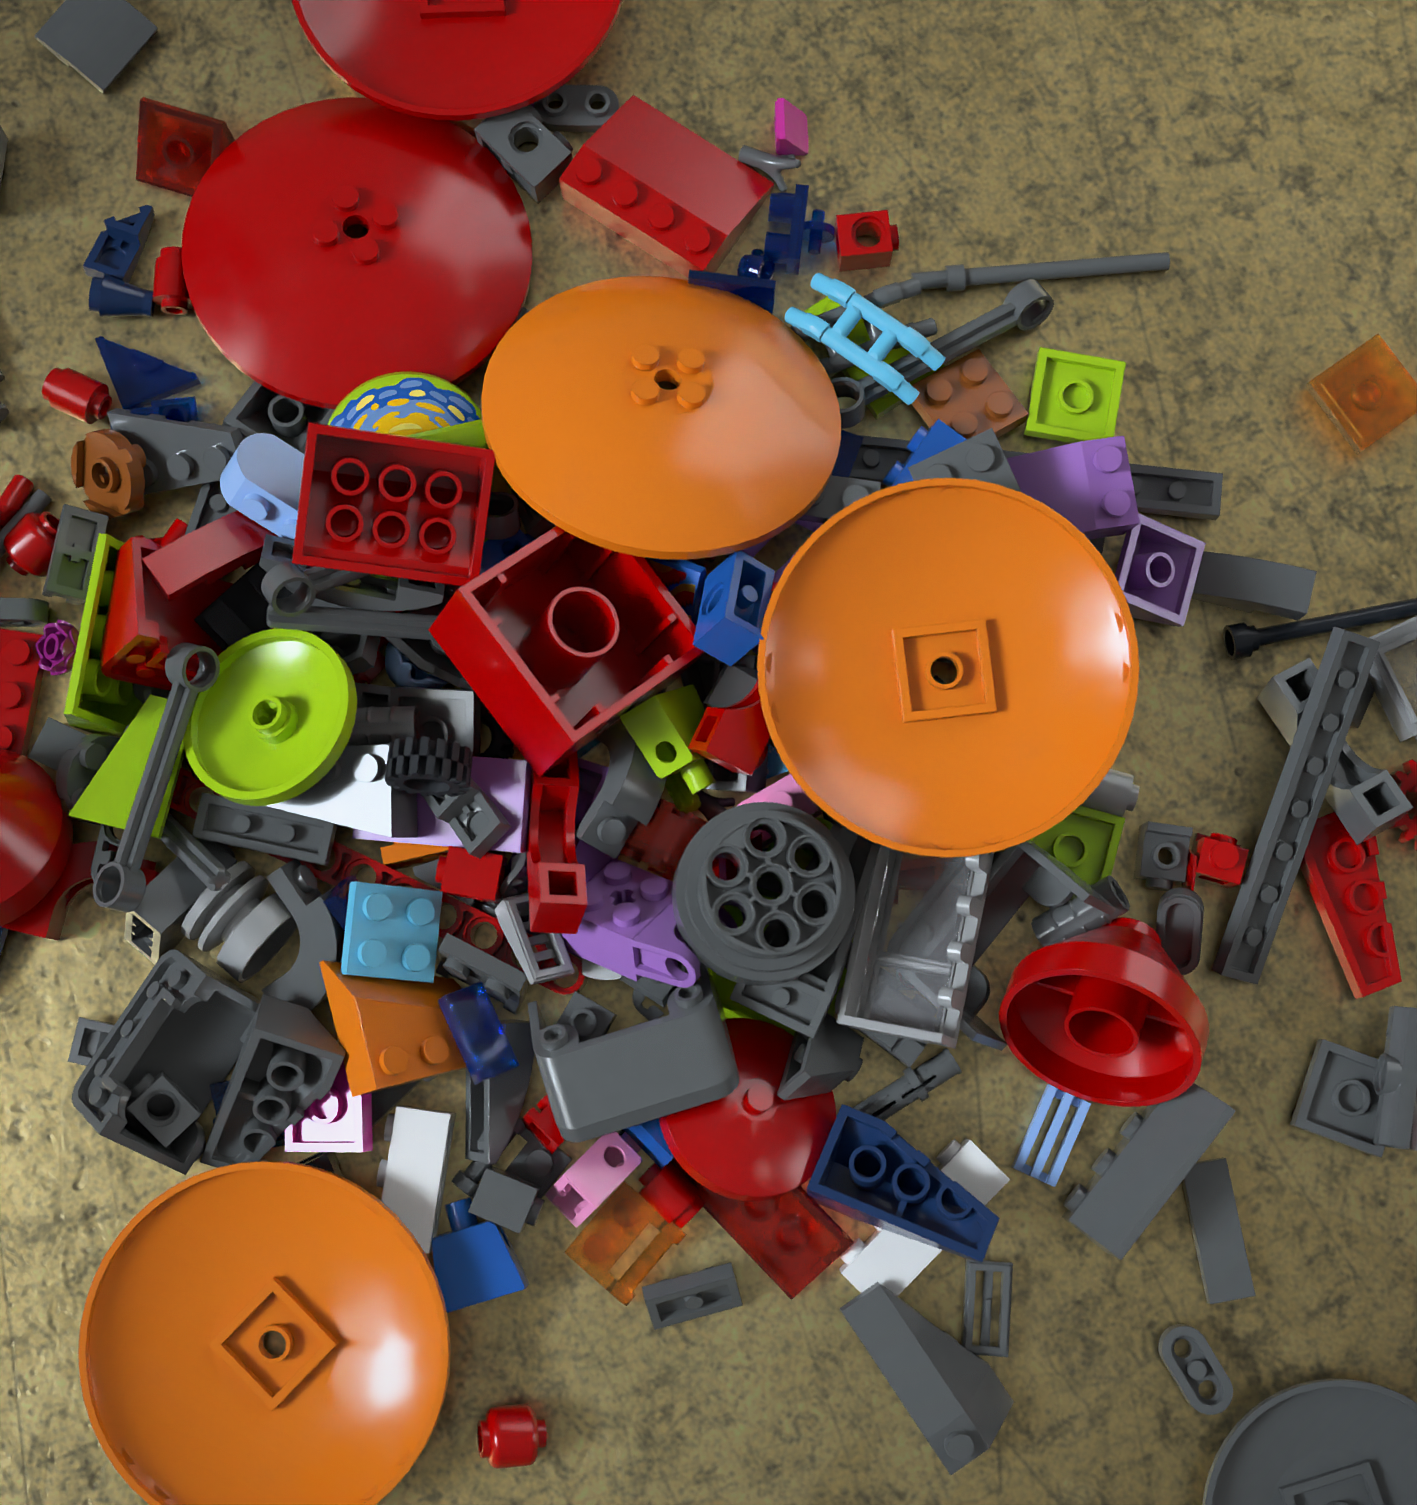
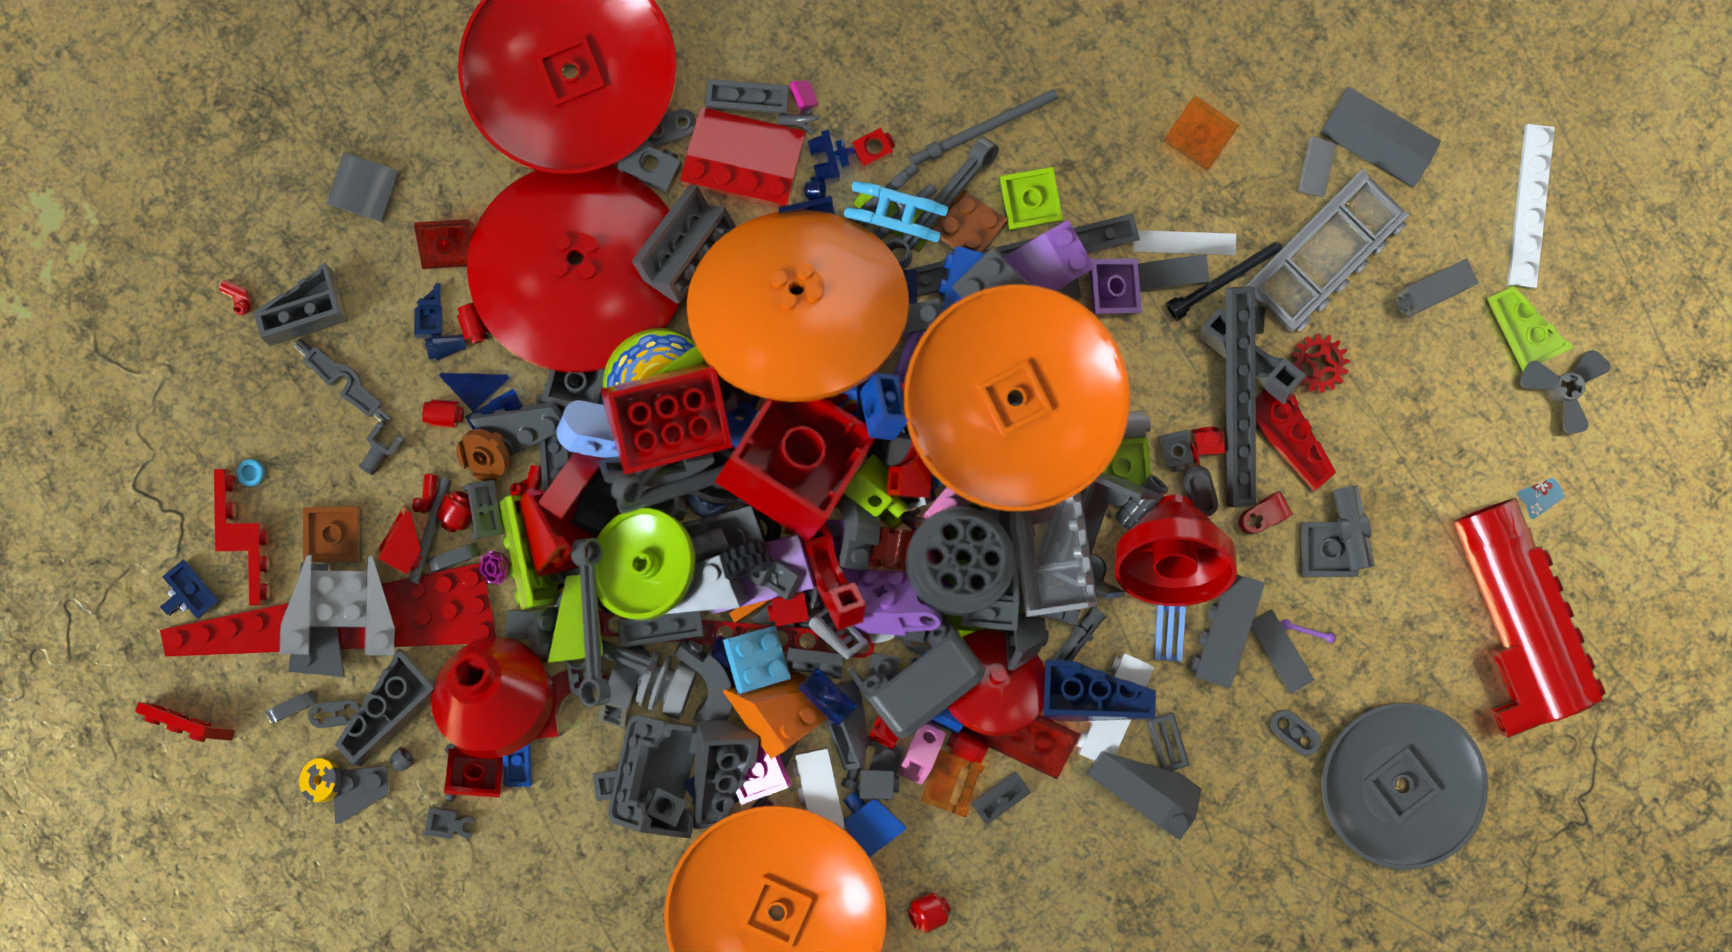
camera: 25 degrees left, 5 degrees up
(520, 266) = (681, 242): none -> dark grey slope
(706, 102) = (747, 96): none -> dark grey plate
(1271, 1005) = (1268, 512): none -> red piece
(1286, 548) = (1186, 242): none -> white sticker
(1301, 1237) = (1330, 637): none -> medium lavender hinge

